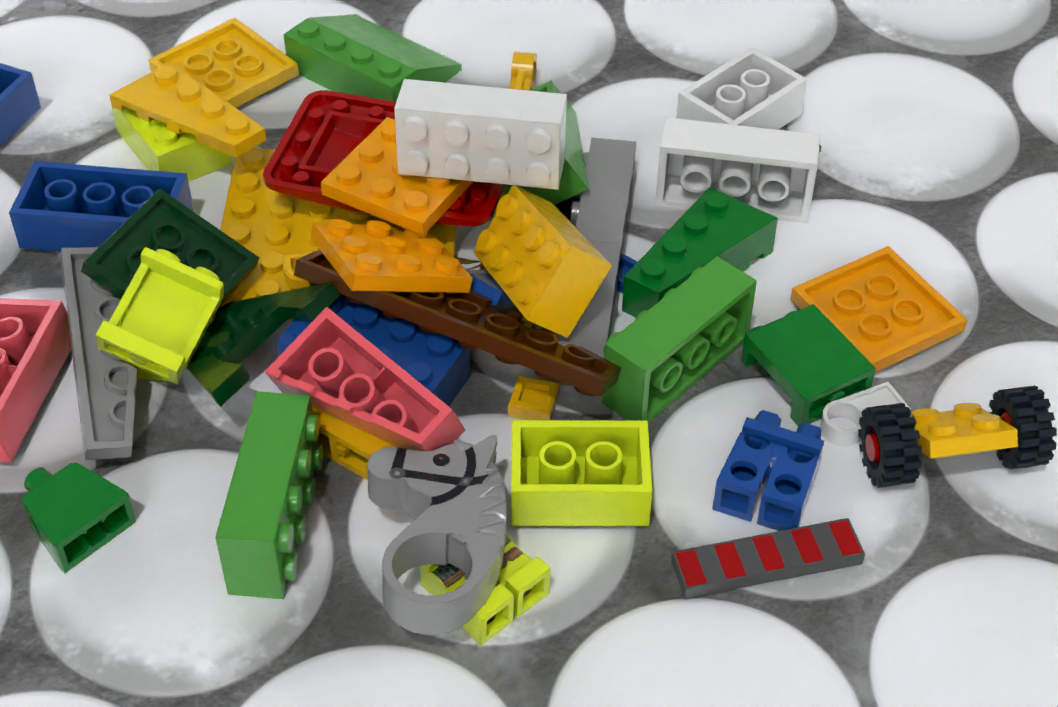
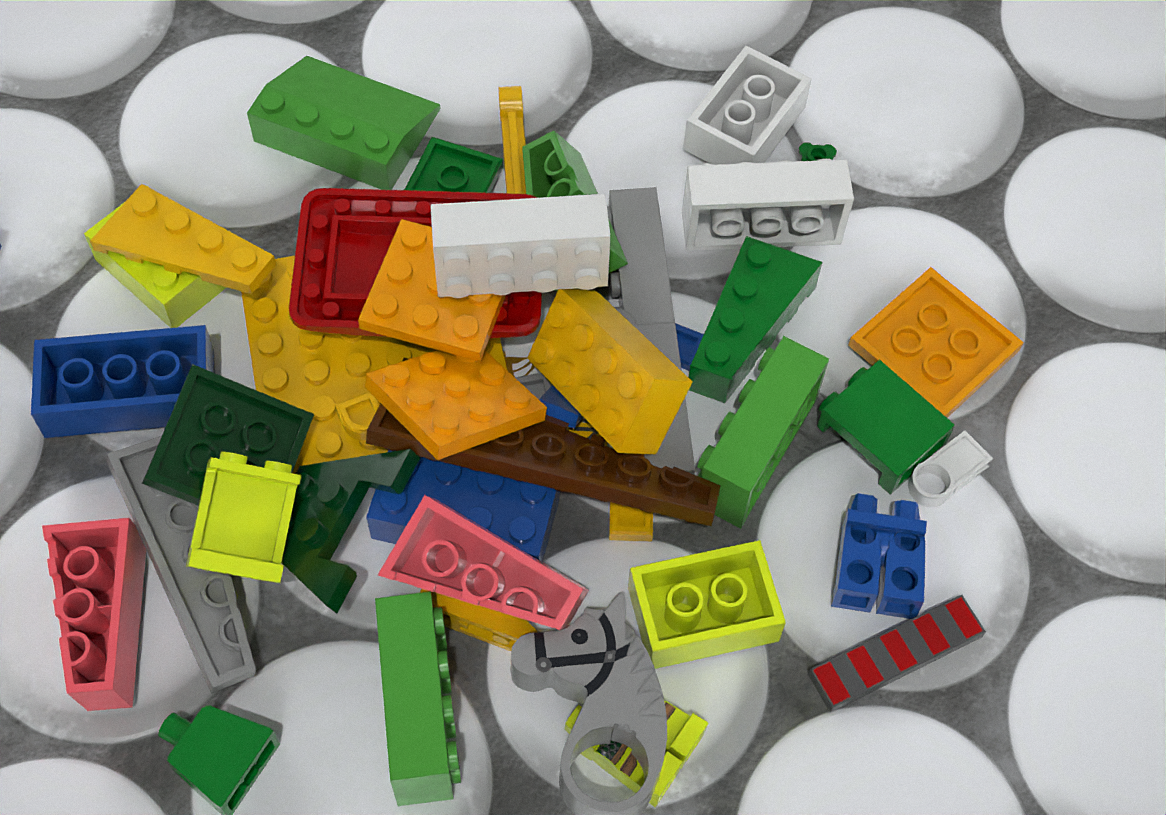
camera: 15 degrees left, 15 degrees up
(231, 62) = (188, 154): yellow plate -> none
(1016, 428) = (1044, 486): black plate -> none

